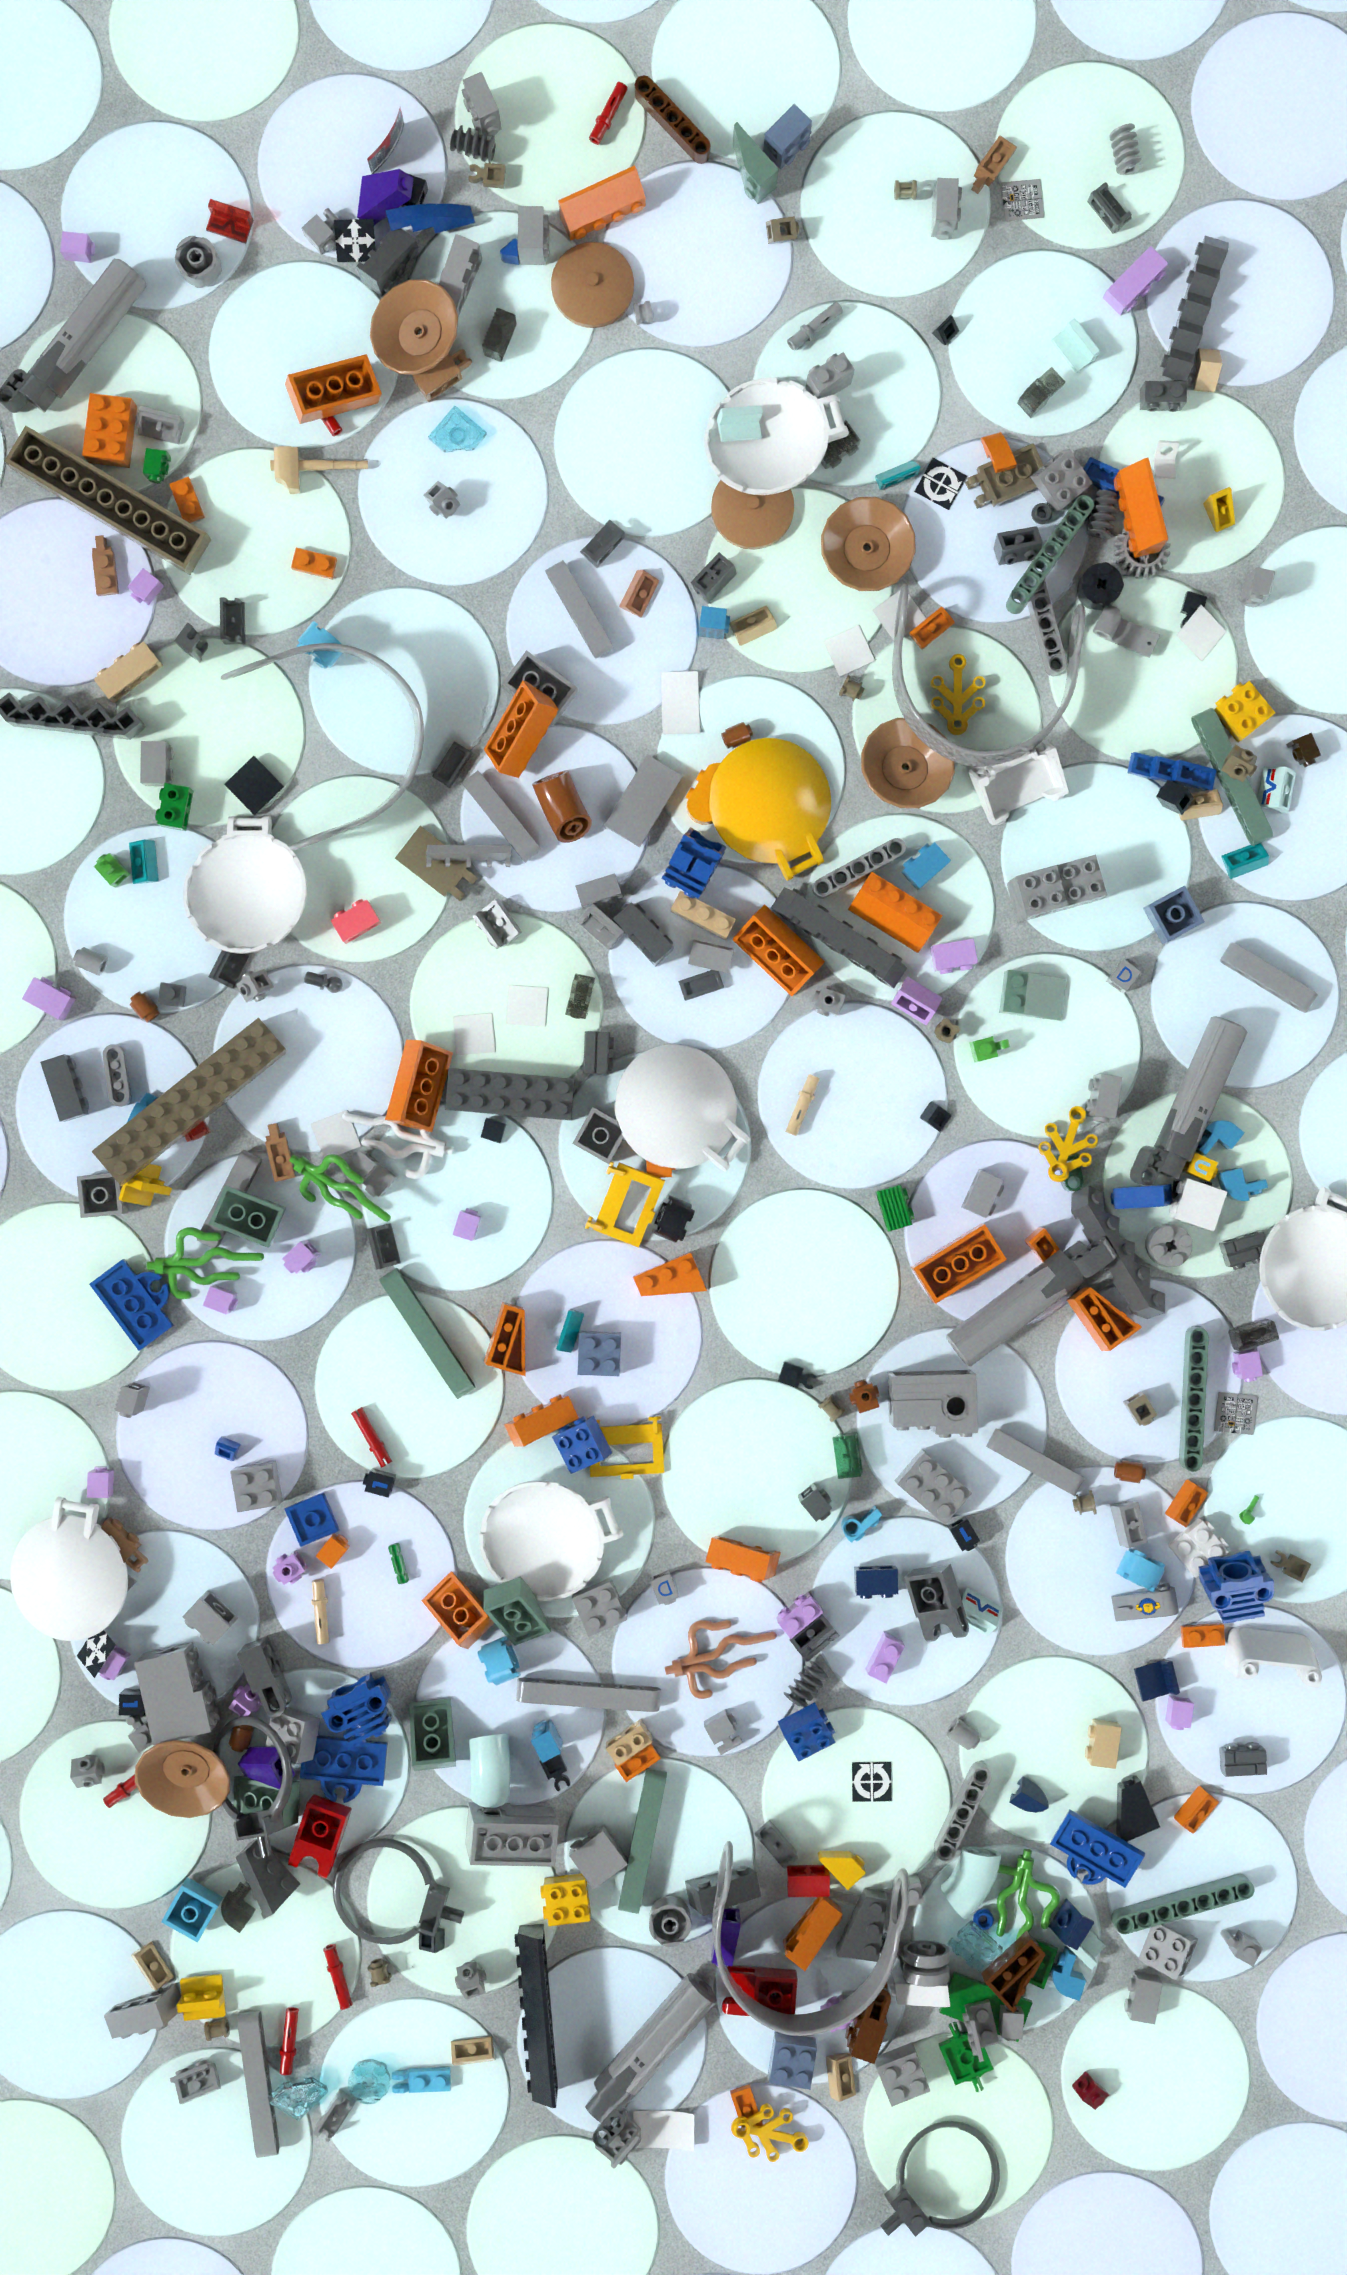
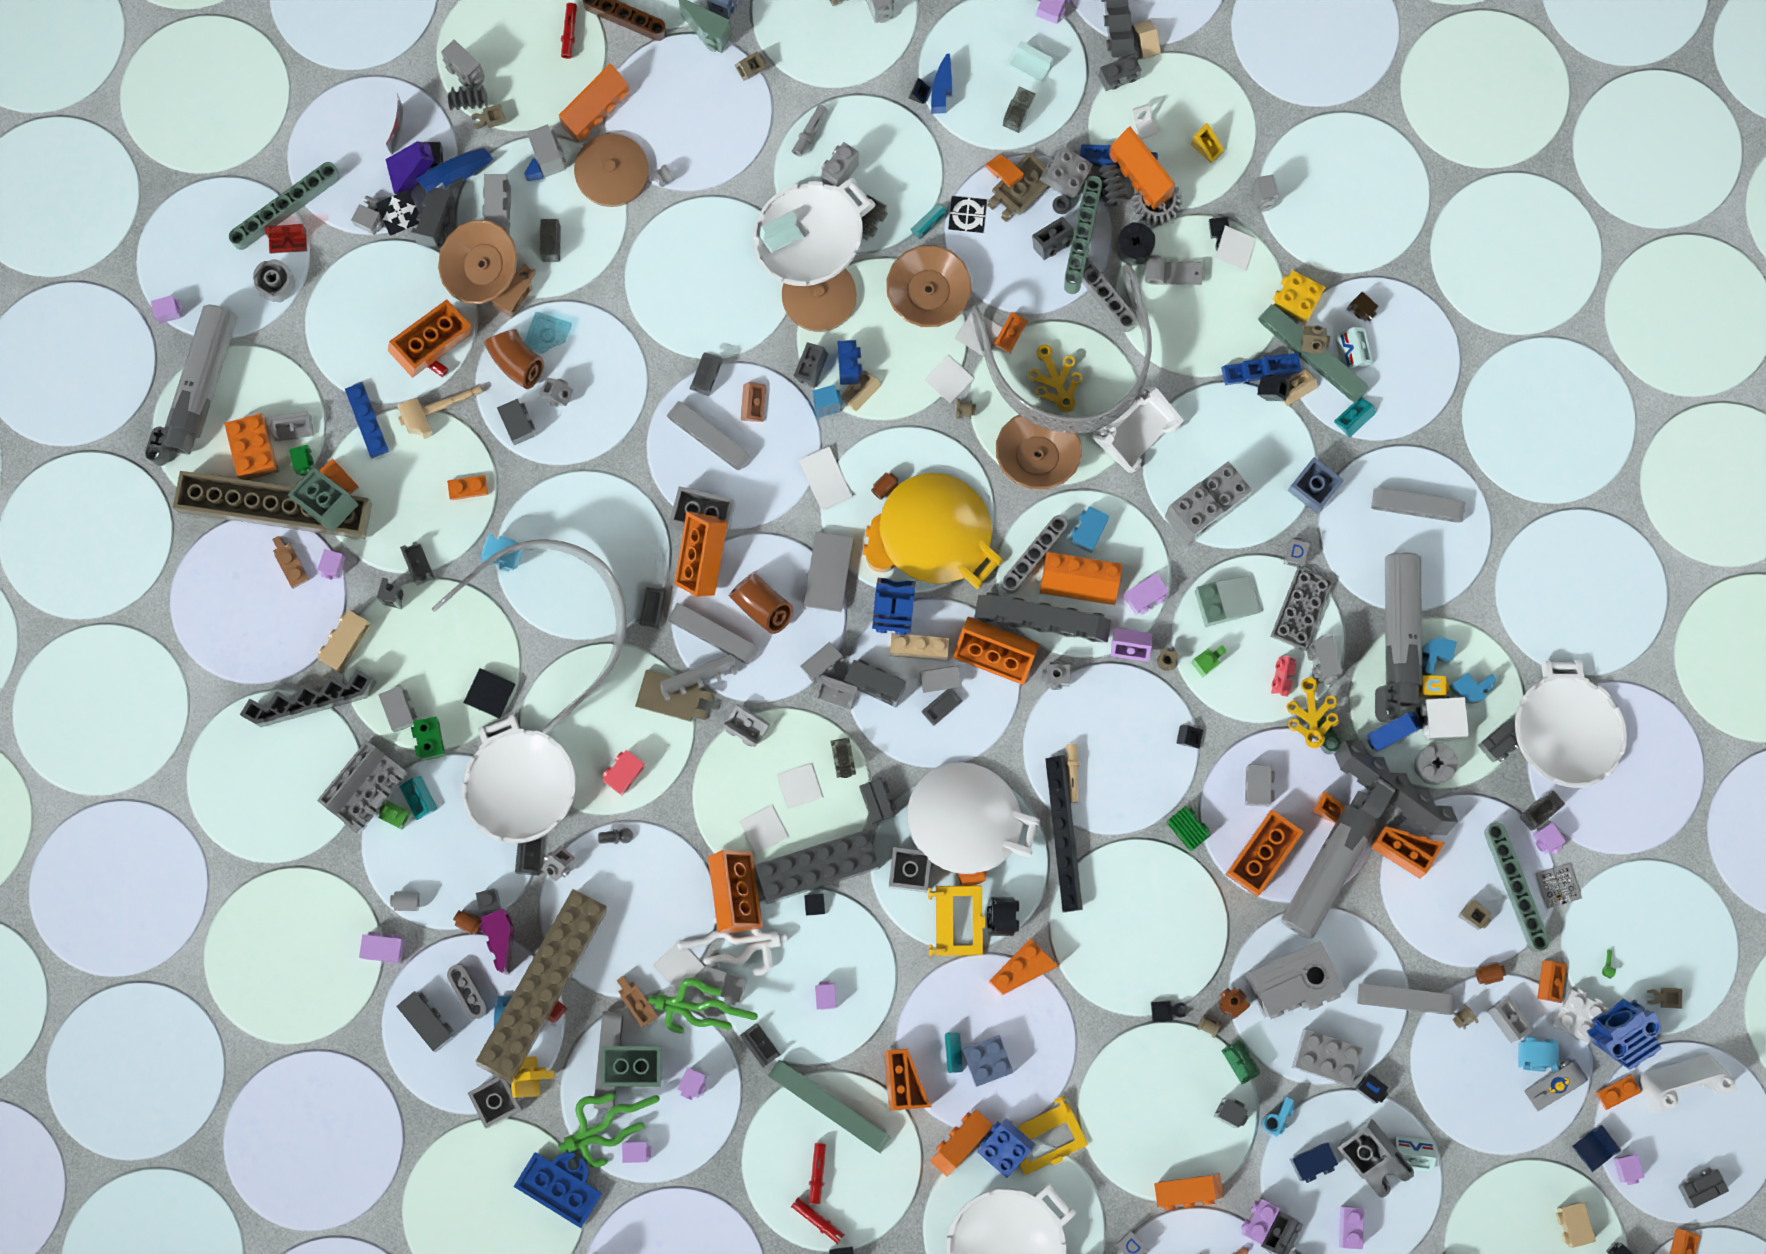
camera: 30 degrees left, 10 degrees down
(90, 829) = (362, 787): none -> light grey slope
(158, 516) = (323, 499): none -> sand green slope
(169, 1034) = (501, 936): none -> magenta slope
(238, 450) = (366, 420): none -> blue plate
(249, 188) = (289, 197): none -> sand green beam
(388, 514) = (516, 422): none -> dark grey brick
(389, 1393) = (817, 1174): none -> red pin
(413, 446) = (515, 358): none -> dark orange brick
(752, 590) = (848, 363): none -> blue brick
(768, 1162) = (1063, 834): none -> black plate
(971, 334) = (942, 86): none -> blue slope
(1060, 1086) = (1284, 667): none -> coral hinge
(1104, 1034) = (1301, 608): none -> light grey tile

